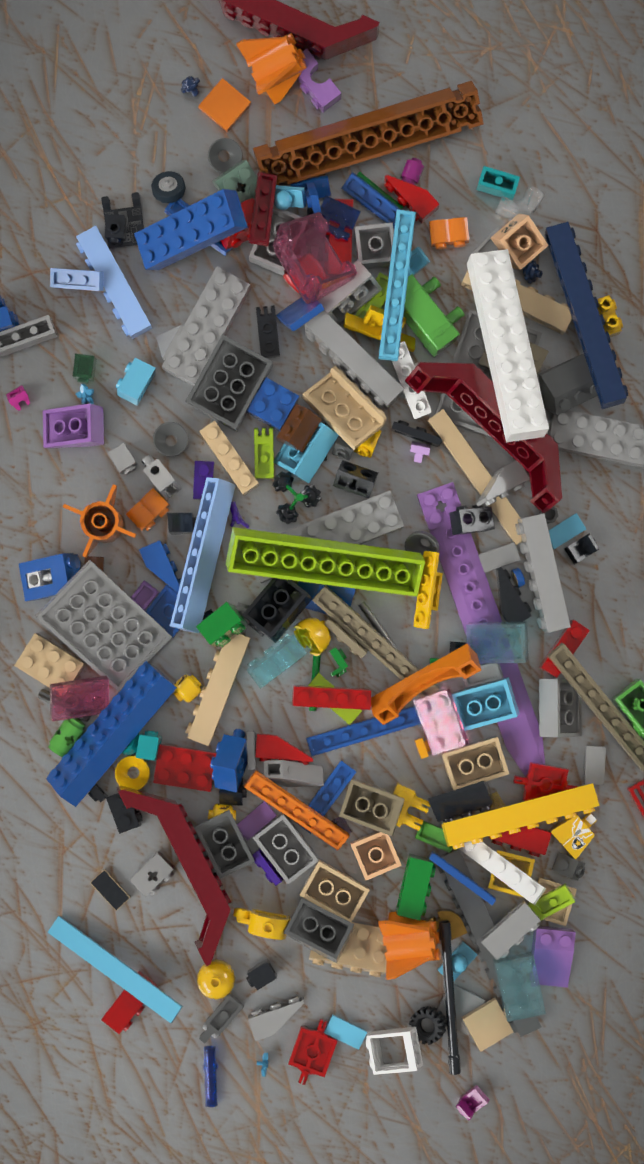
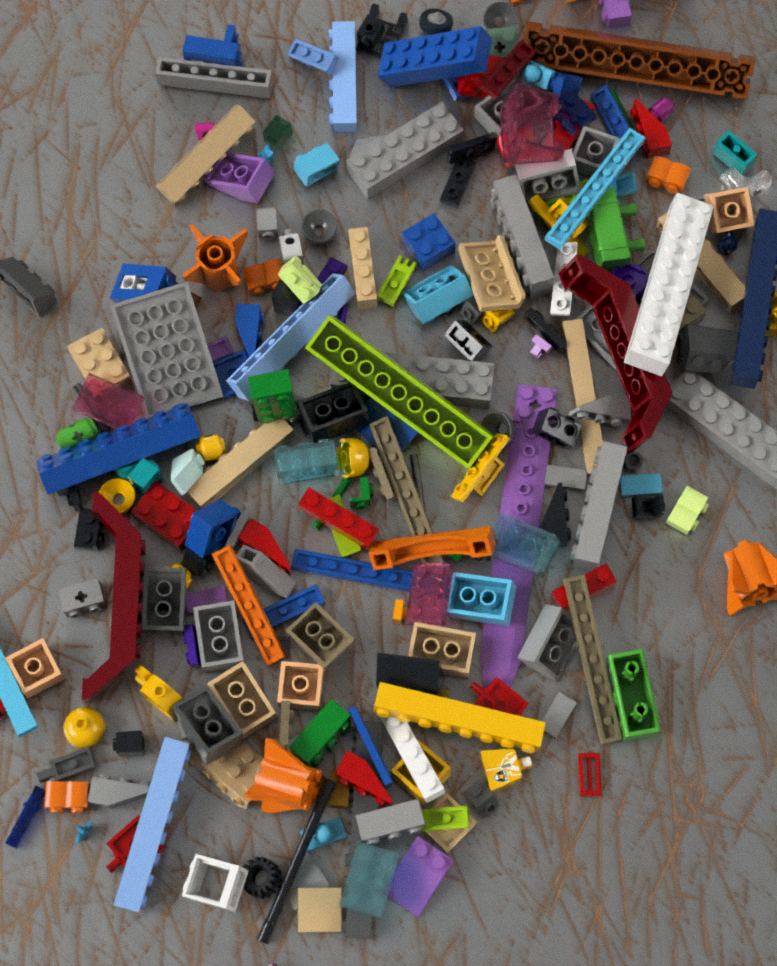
camera: 30 degrees right, 15 degrees down
(33, 423) = (205, 154): none -> tan brick
(110, 889) = (35, 593): black tile -> none
(148, 955) = (35, 668): none -> light nougat brick
(179, 722) = (186, 470): none -> light aqua slope
(184, 502) = (299, 279): none -> yellowish green brick
(229, 382) = (398, 203): dark grey slope -> none
(234, 1042) = (67, 795): none -> orange brick
(265, 296) = (472, 148): none -> black hinge
(299, 313) = (495, 172): blue tile -> none
(299, 428) = (439, 268): reddish brown slope -> none
(308, 496) = (401, 313): black plant -> none
(318, 1032) = (151, 824): none -> light blue brick
(345, 1032) = (179, 844): medium azure tile -> none
(387, 902) = (286, 717): none -> dark tan hinge
(410, 800) = (357, 651): yellow brick -> none
(433, 835) = (364, 698): bright green tile -> none
(463, 904) = (359, 774): none -> red slope
(465, 350) = (634, 276): none -> dark purple tile
(489, 673) = (495, 570): light grey tile -> none
(518, 577) = (574, 502): blue tile -> none
(534, 840) = (451, 746): red brick -> none
(615, 534) = (687, 510): none -> yellowish green brick

